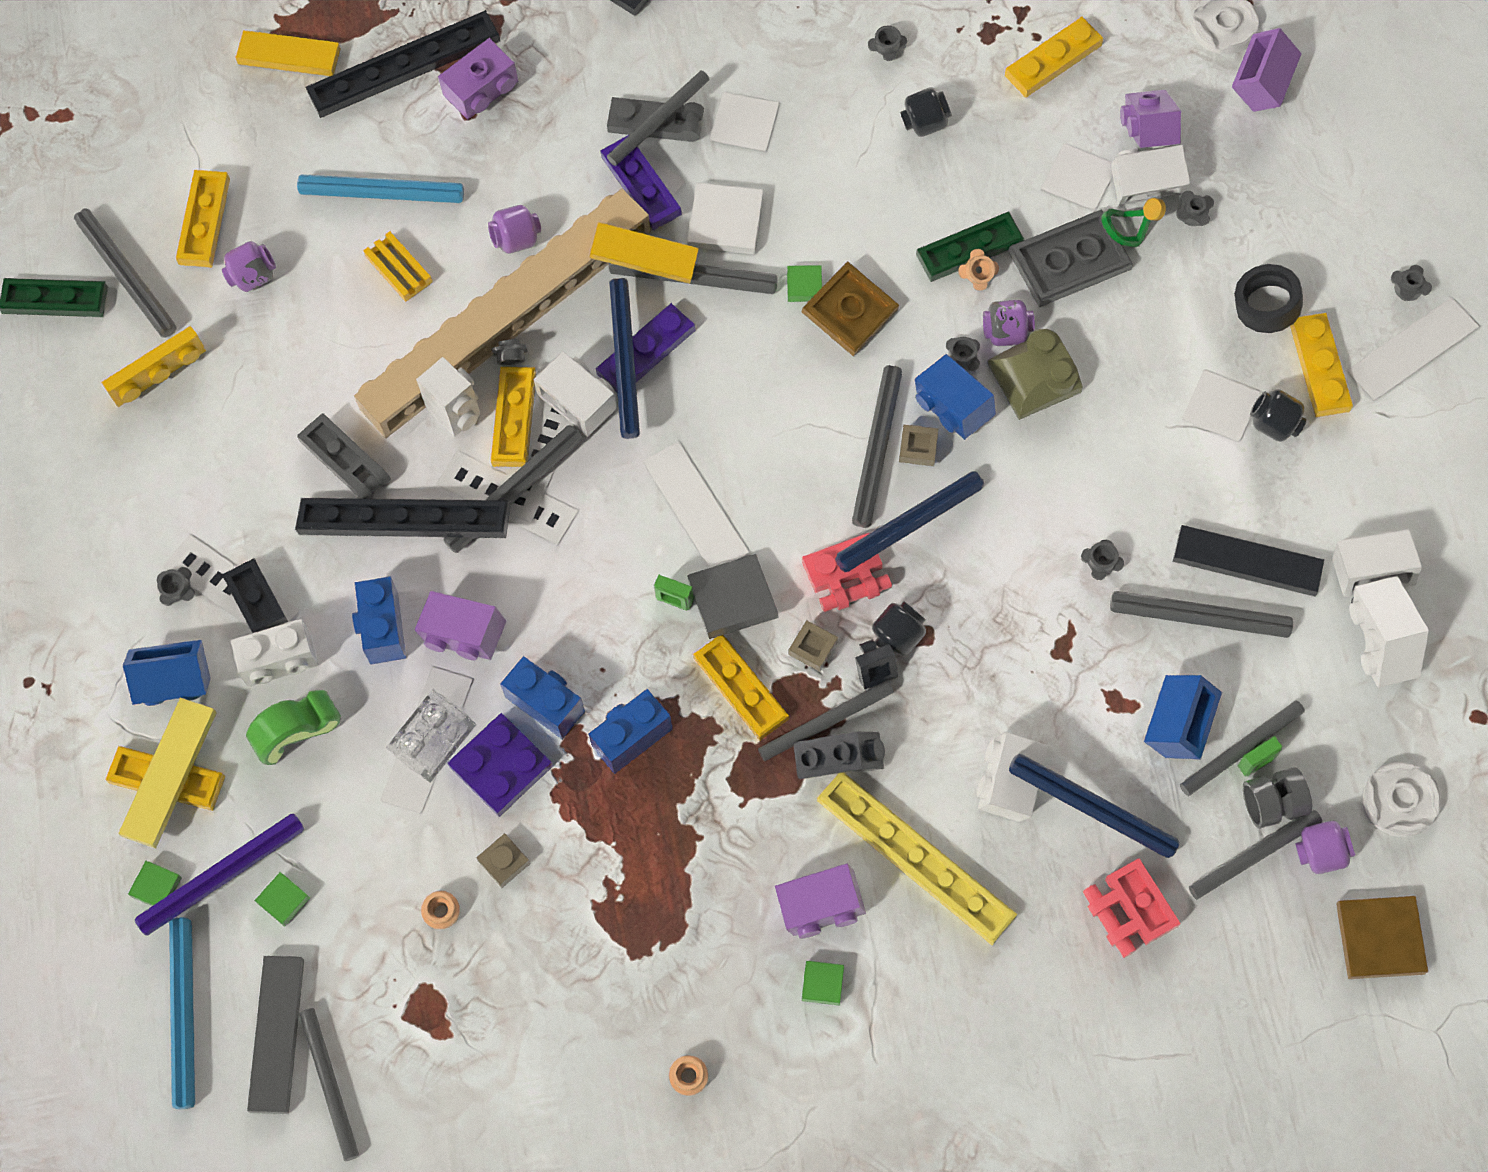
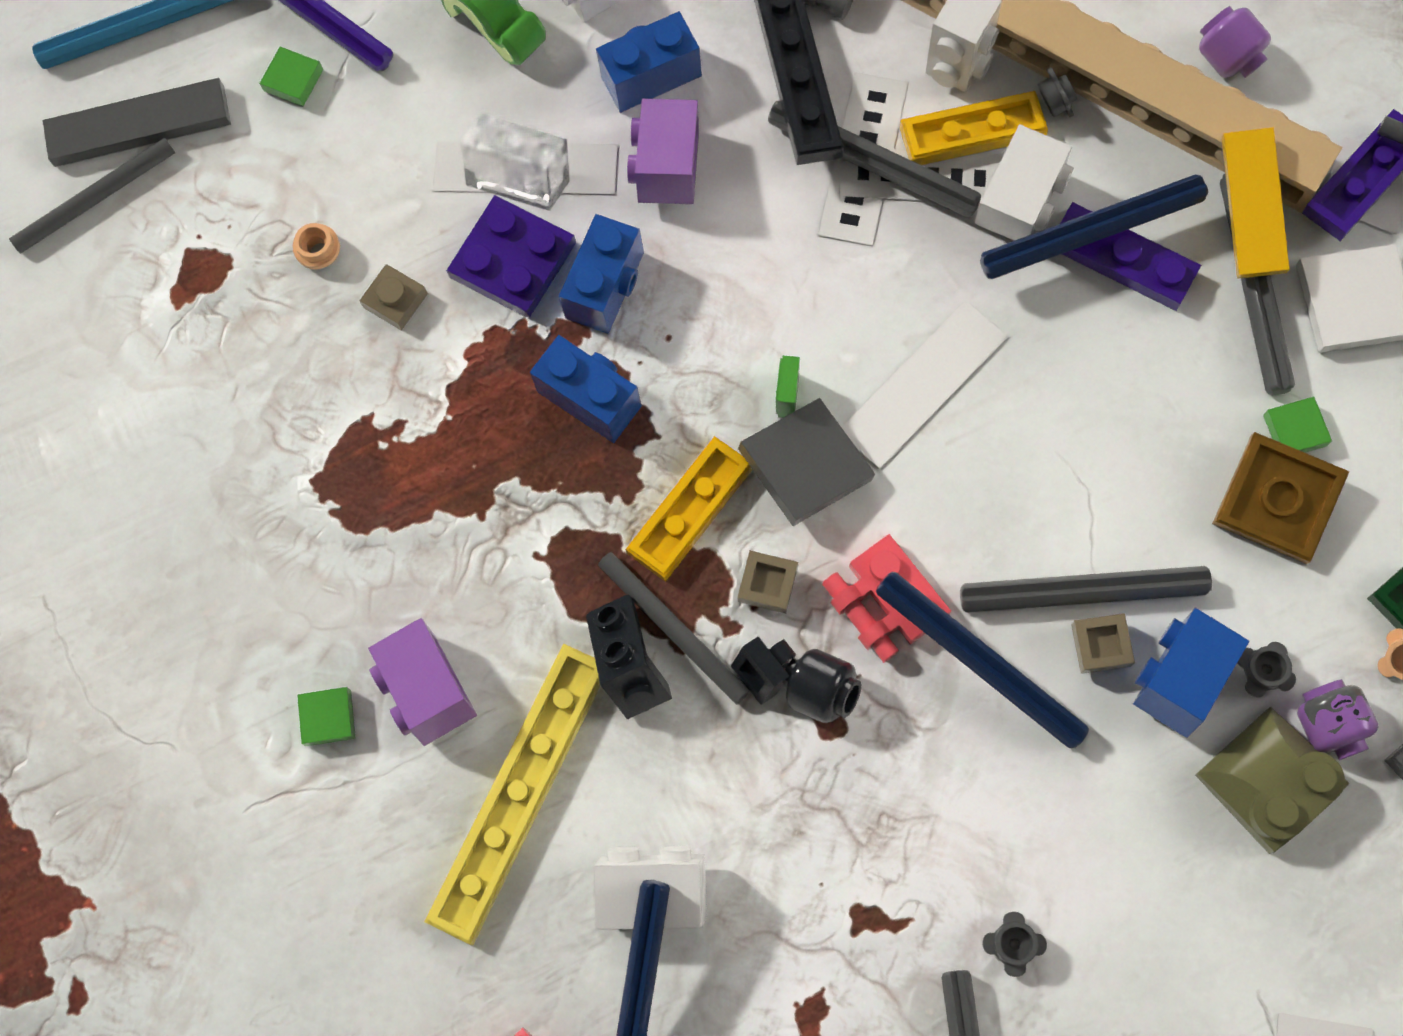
camera: 80 degrees right, 5 degrees up
(685, 1063) = (166, 579): light nougat plate -> none

